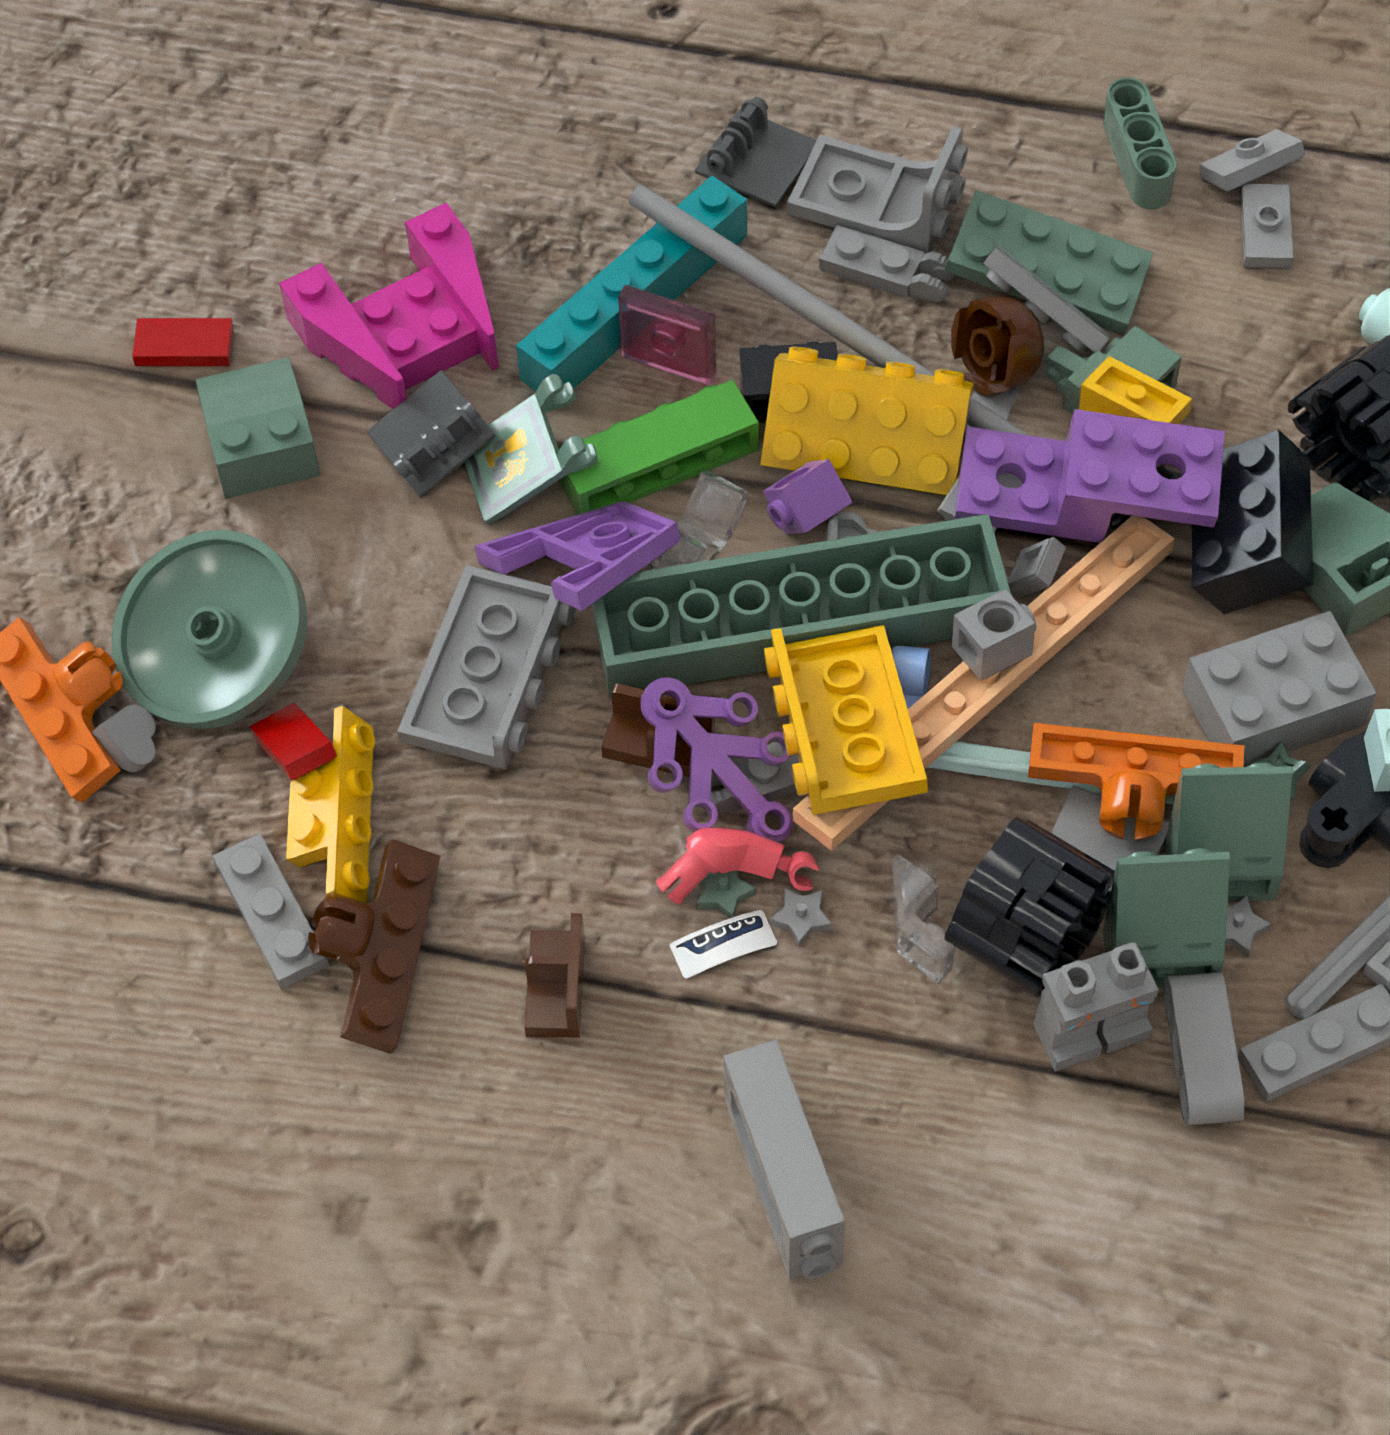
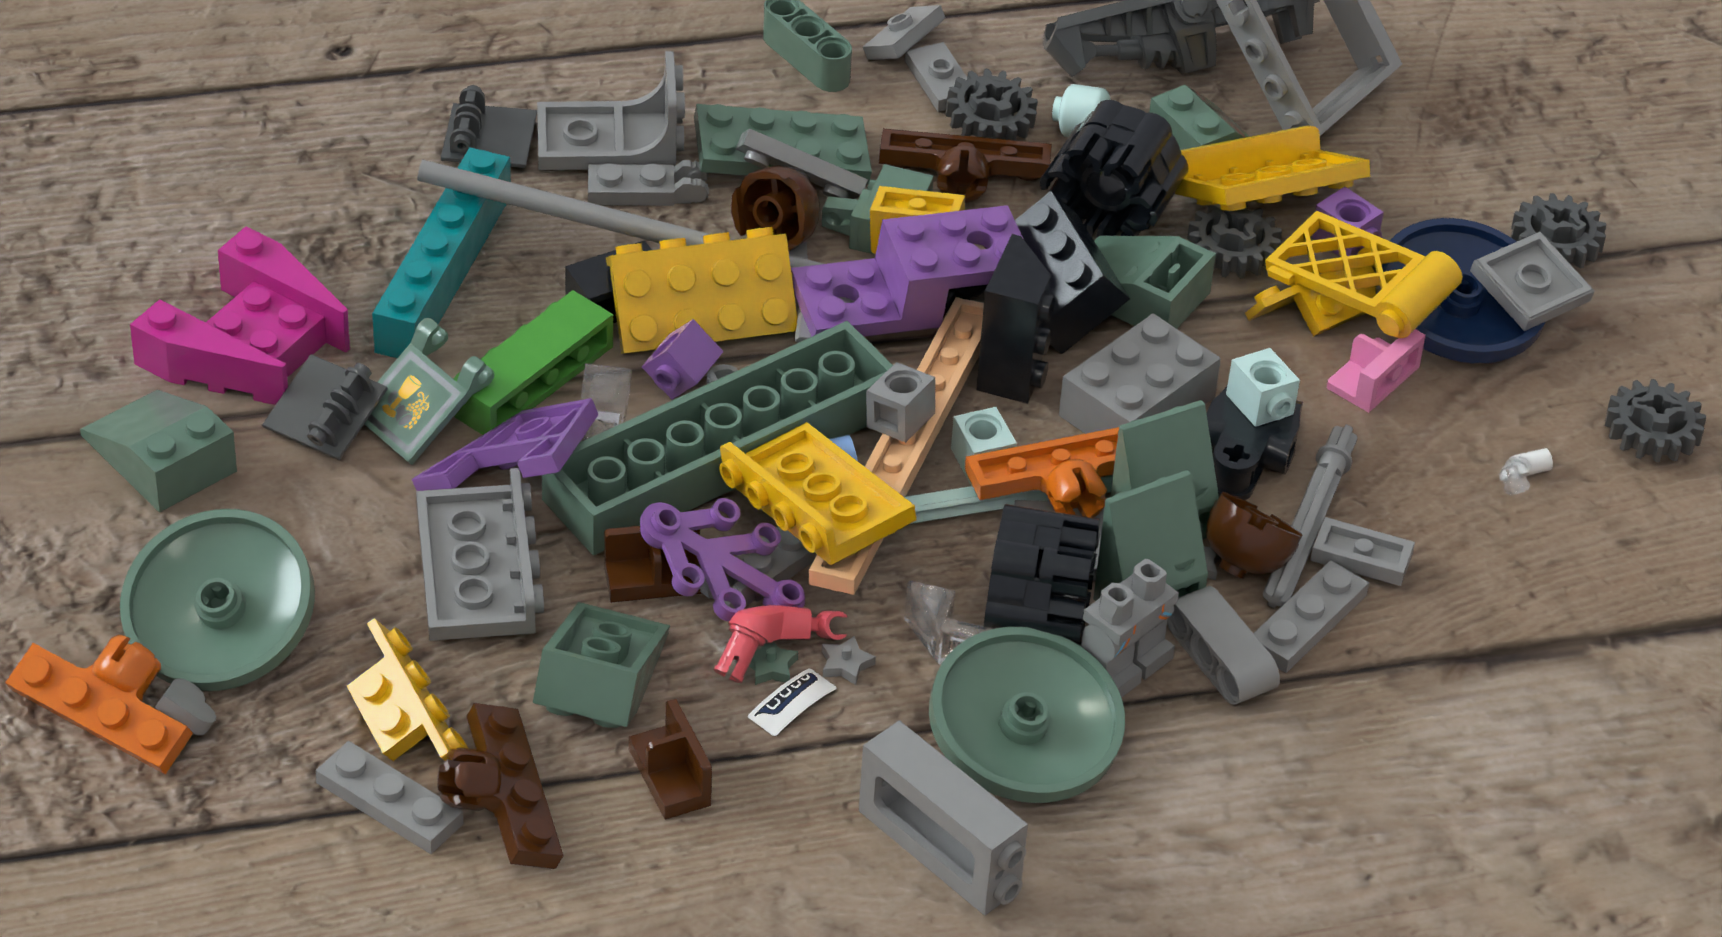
camera: 30 degrees left, 15 degrees down
(183, 342) = (52, 404): red tile -> none
(293, 741) = (341, 661): red tile -> none
(545, 832) = (599, 665): none -> sand green slope
(667, 334) = (497, 273): clear pink plate -> none
(941, 1063) = (1027, 714): none -> sand green dish
(1035, 567) = (902, 349): light grey tile -> none
(1075, 684) = (979, 433): none -> light aqua brick
(1162, 578) = (1015, 325): none -> black slope
(1235, 339) = (964, 160): none -> reddish brown plate
(1296, 285) = (991, 106): none -> dark grey gear
(1299, 927) = (1249, 538): none -> reddish brown cylinder

